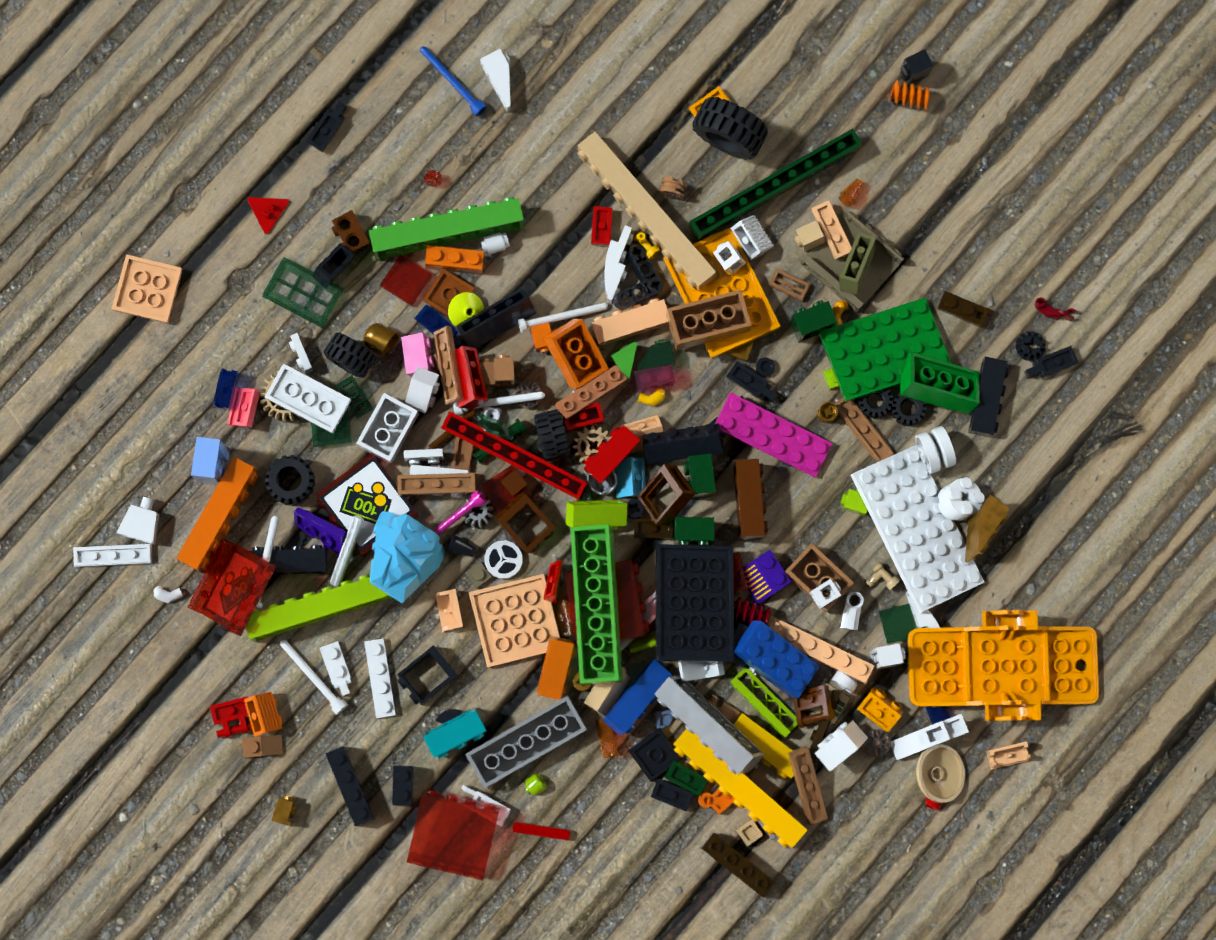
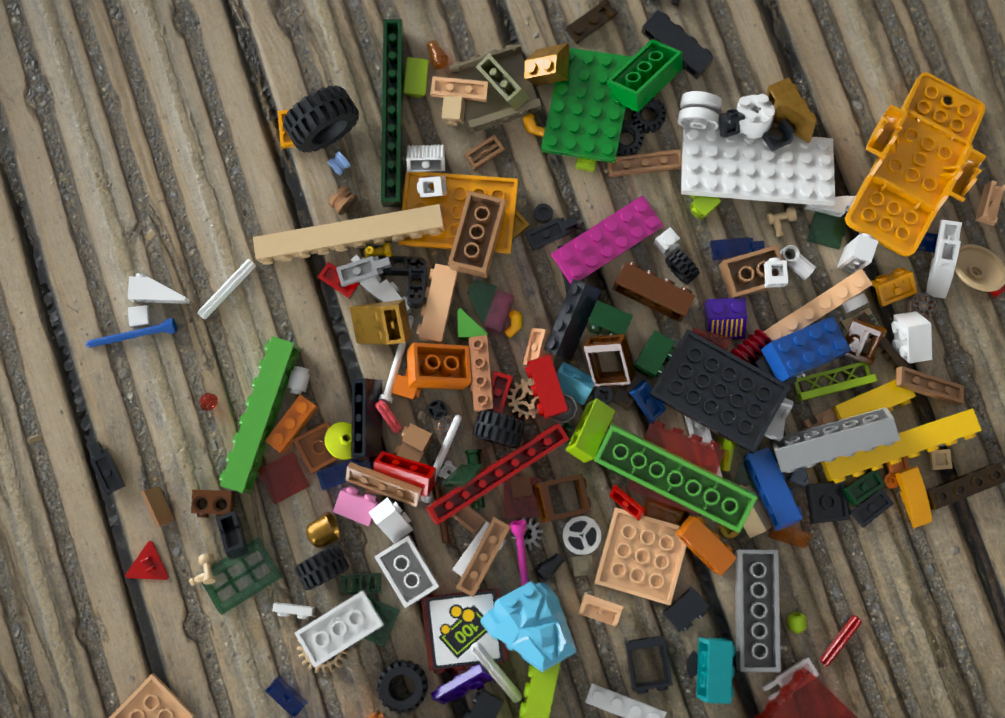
camera: 50 degrees left, 0 degrees up
(243, 407) = (312, 690): coral plate -> none
(299, 256) = (207, 578): none -> tan piece
(320, 190) = (158, 506): none -> medium nougat slope
(414, 457) = (447, 560): white plate -> none
(471, 76) = (138, 316): none -> white tile
(490, 682) = (685, 610): none -> black brick
(508, 336) = (388, 416): none -> coral axle
(539, 136) = (226, 289): none -> white axle
(539, 371) = (438, 406): none -> black wheel
(585, 283) = (381, 323): none -> pearl gold slope
(620, 240) = (362, 270): none -> light grey hinge
(647, 555) = (650, 406): none -> blue plate
(702, 826) = (914, 496): none -> light orange slope
(703, 166) = (339, 163): none -> light blue wheel
(787, 512) = (682, 266): none -> black tyre
(802, 488) = (667, 242): none -> white brick
(808, 322) = (529, 148): dark green brick -> none
(820, 186) = (415, 77): none -> lime slope
(830, 411) = (616, 180): pearl gold wheel -> none
(833, 550) = (734, 247): none -> clear blue hinge
(899, 293) = (548, 65): none -> pearl gold slope
(939, 481) = (729, 122): none -> black bracket
(954, 531) = (779, 136): none -> black bracket

